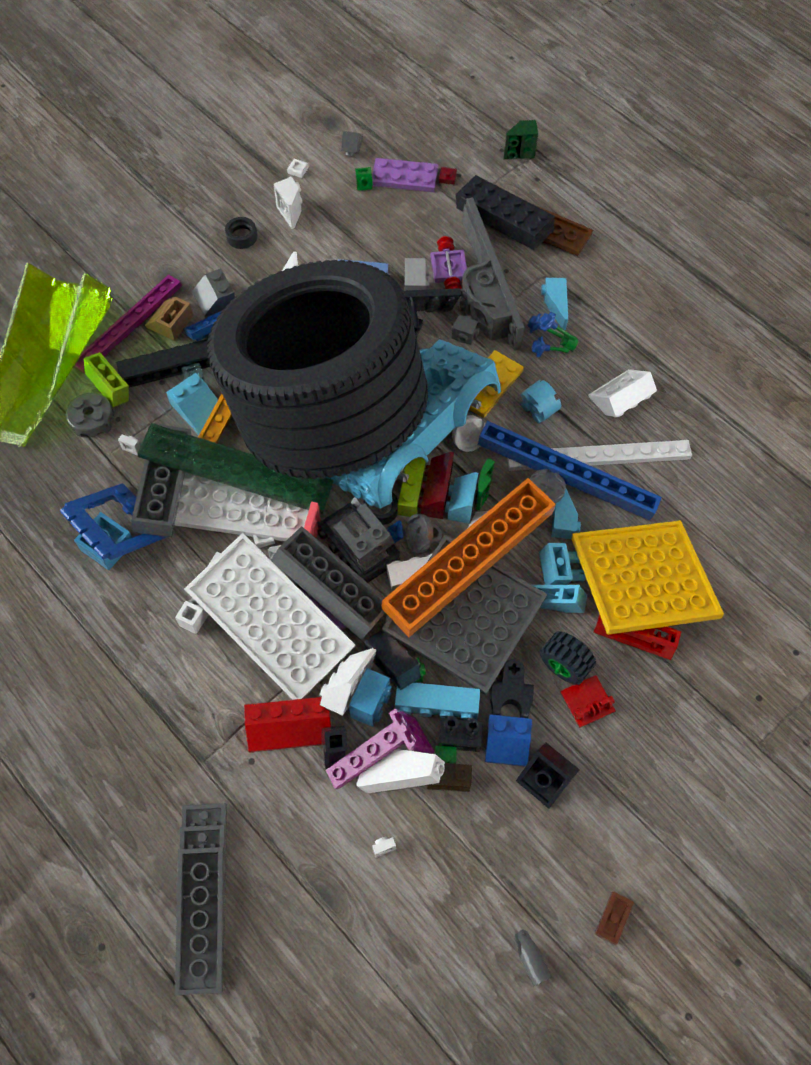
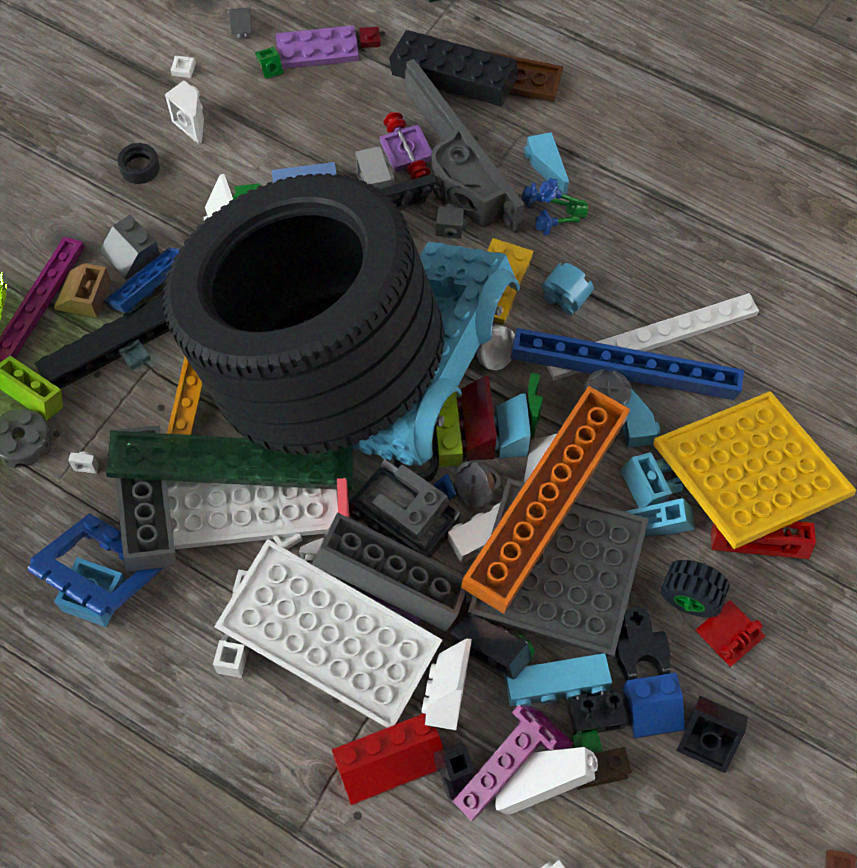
camera: 15 degrees left, 0 degrees up
(193, 401) = (147, 390): medium azure slope -> none
(370, 697) = (479, 698): dark azure brick -> none
(624, 392) = (658, 254): white slope -> none

